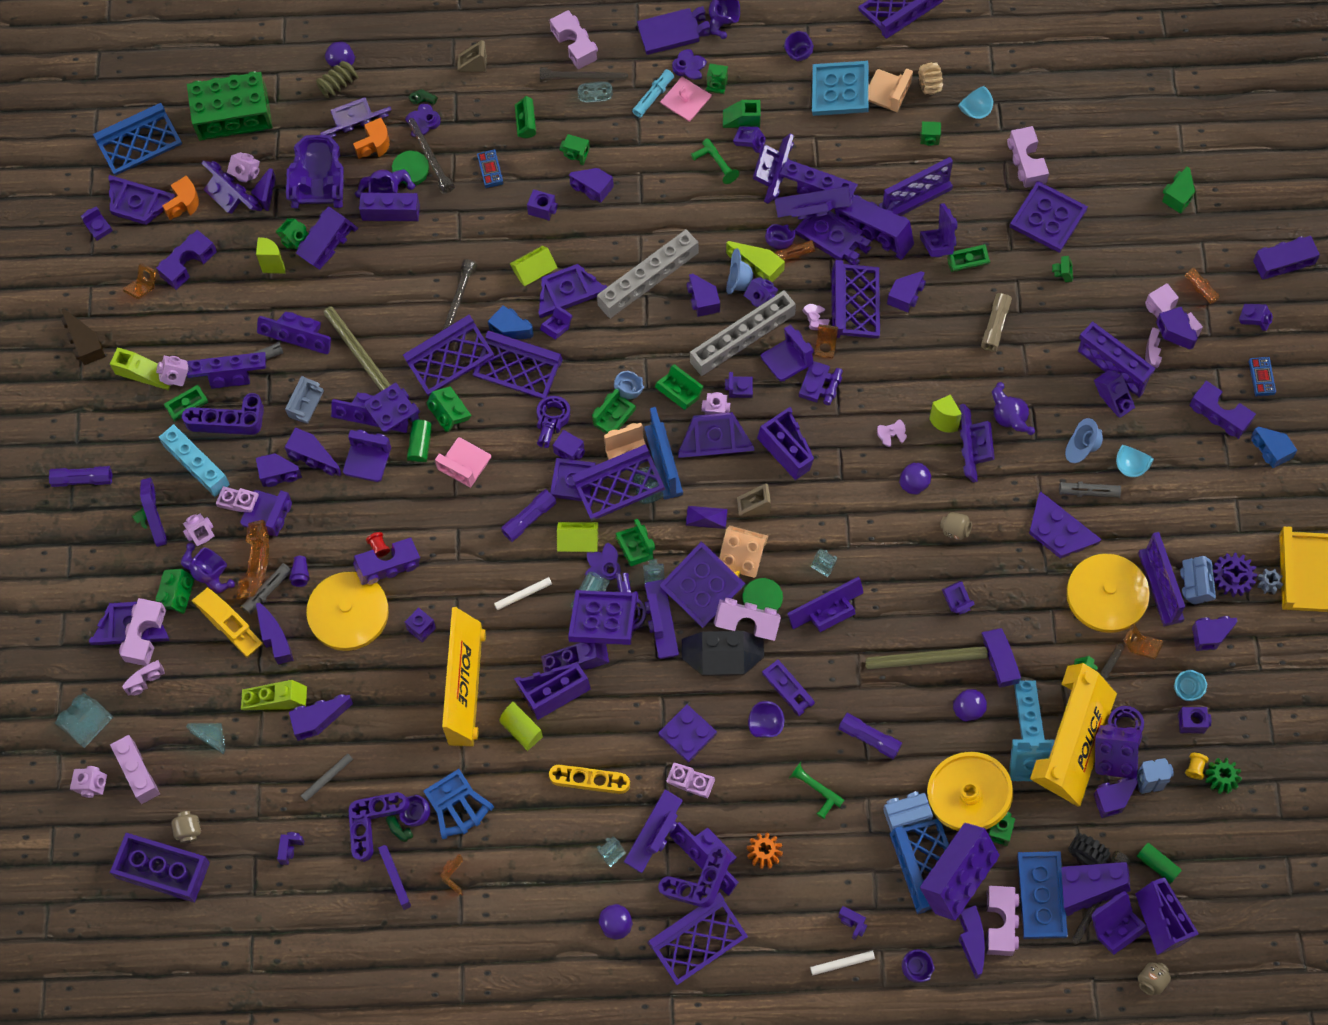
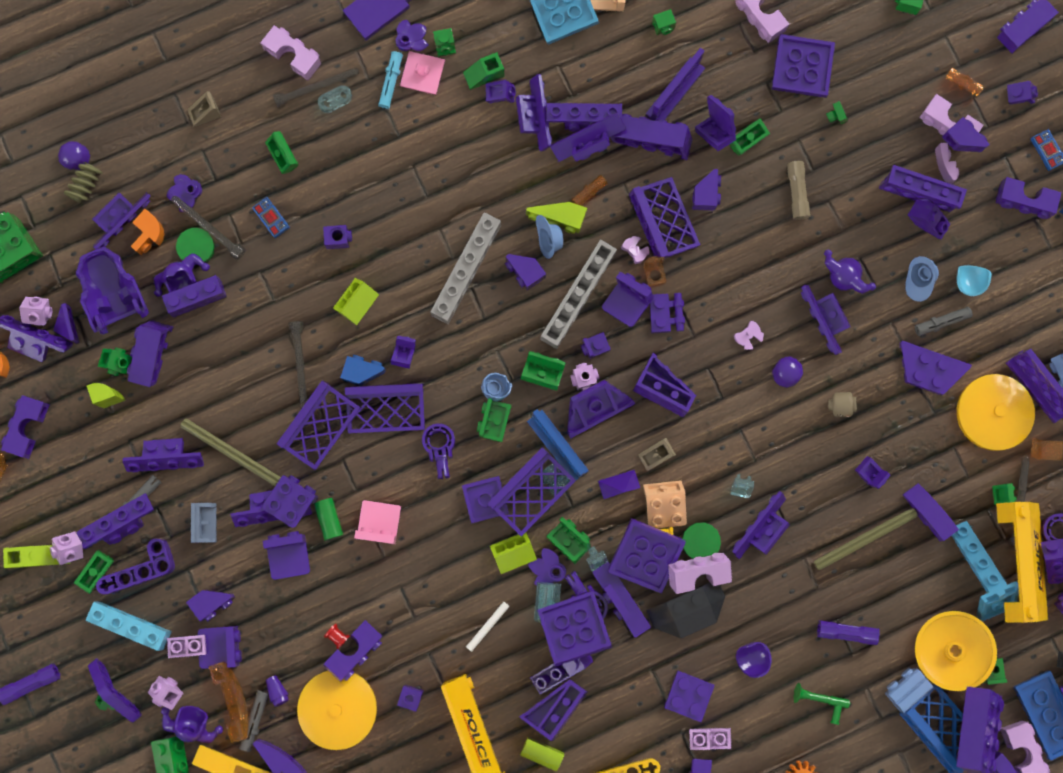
camera: 30 degrees left, 15 degrees up
(307, 448) = (229, 569): dark purple slope -> none
(422, 96) = (172, 167): dark green arm -> none
(447, 408) = (340, 476): green bracket -> none
(536, 508) = (455, 562): dark purple axle -> none
(567, 289) = (398, 312): dark purple wing -> none
(569, 446) = (468, 470): dark purple brick -> none
(575, 148) = (342, 166): green brick -> none
(592, 182) = (374, 195): dark purple slope -> none
(623, 440) = (521, 450): light nougat bracket -> none
(729, 174) = (467, 116): green piece -> none
(760, 291) = (578, 247): dark purple brick -> none
(779, 236) = (570, 182): dark purple hair -> none
(788, 687) = (758, 617): dark purple plate -> none
(834, 236) = (620, 162): dark purple tile -> none
(945, 415) = (793, 303): lime brick -> none
(970, 705) = (920, 567): dark purple hair -> none

